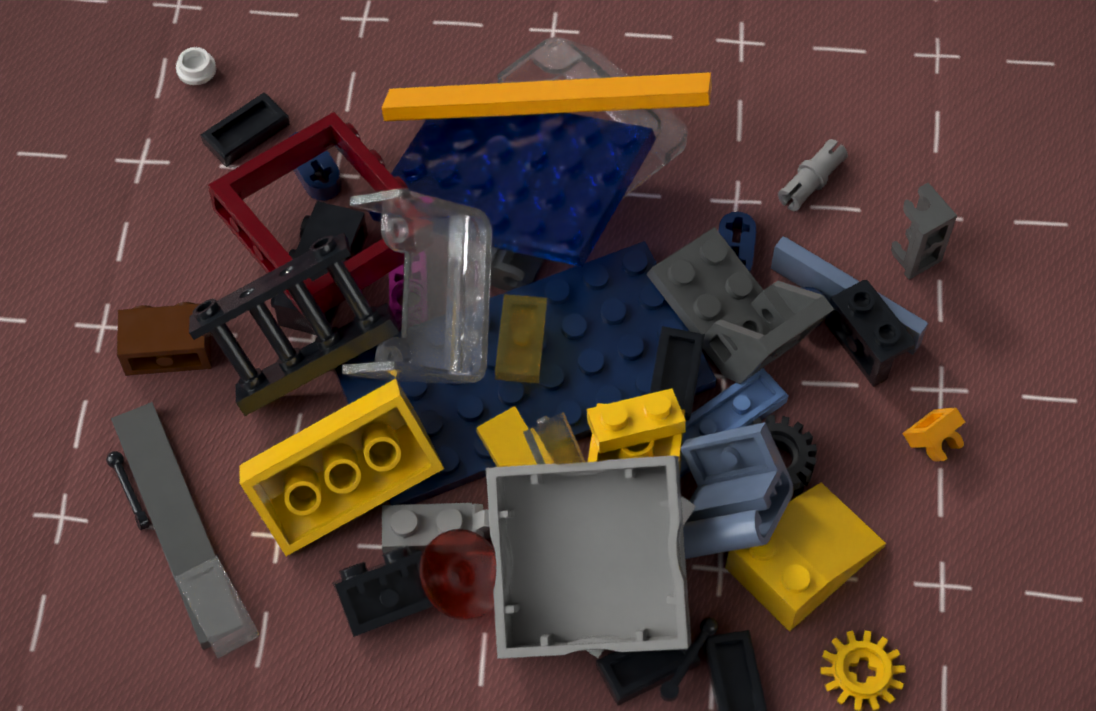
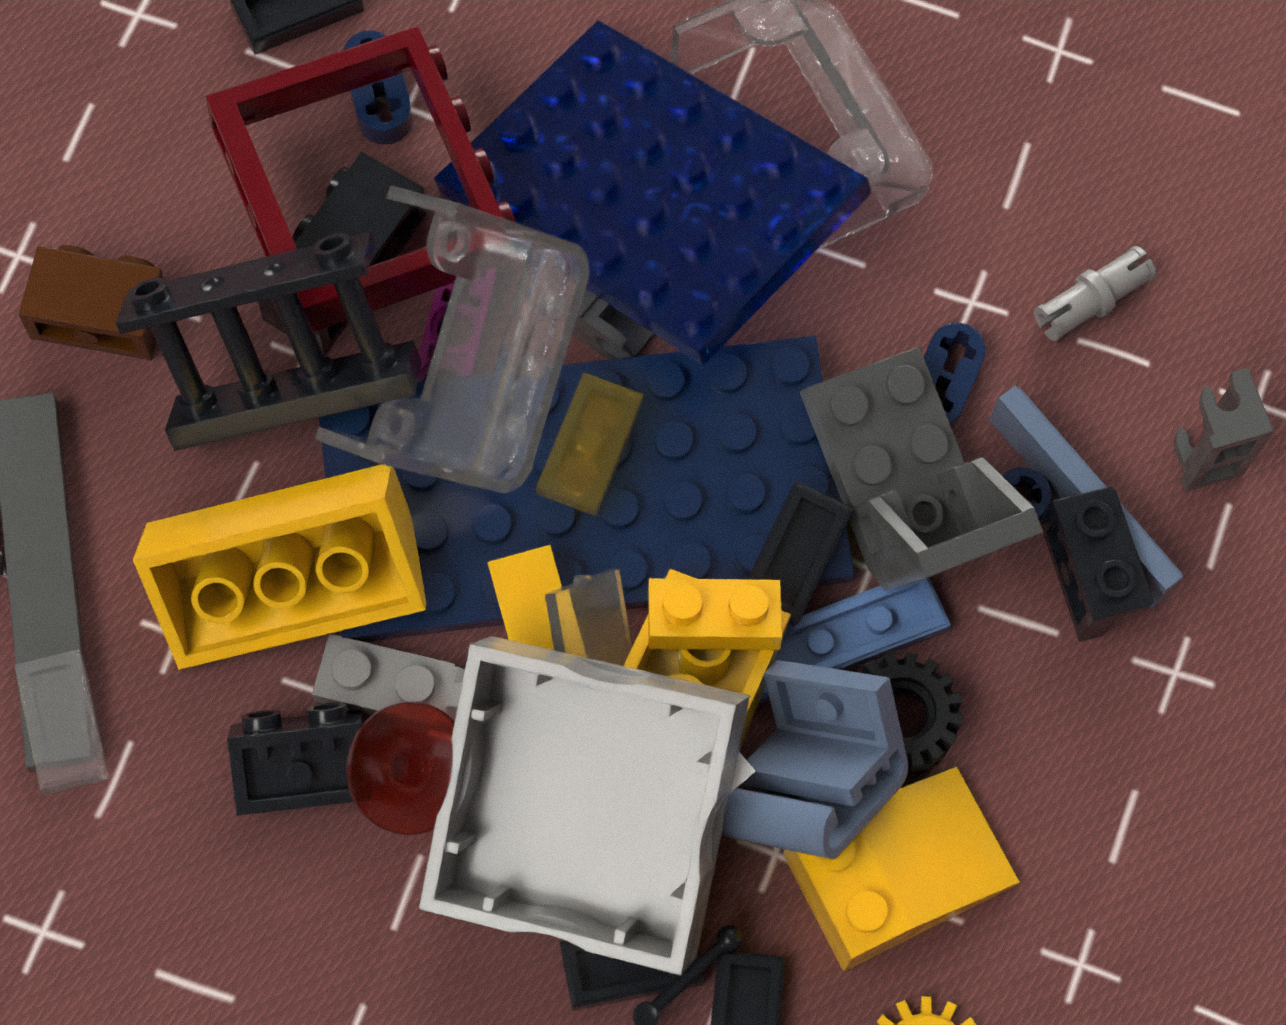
camera: 10 degrees right, 10 degrees up
(548, 97) = (738, 82): light orange tile -> none
(933, 429) = (1141, 735): light orange tile -> none

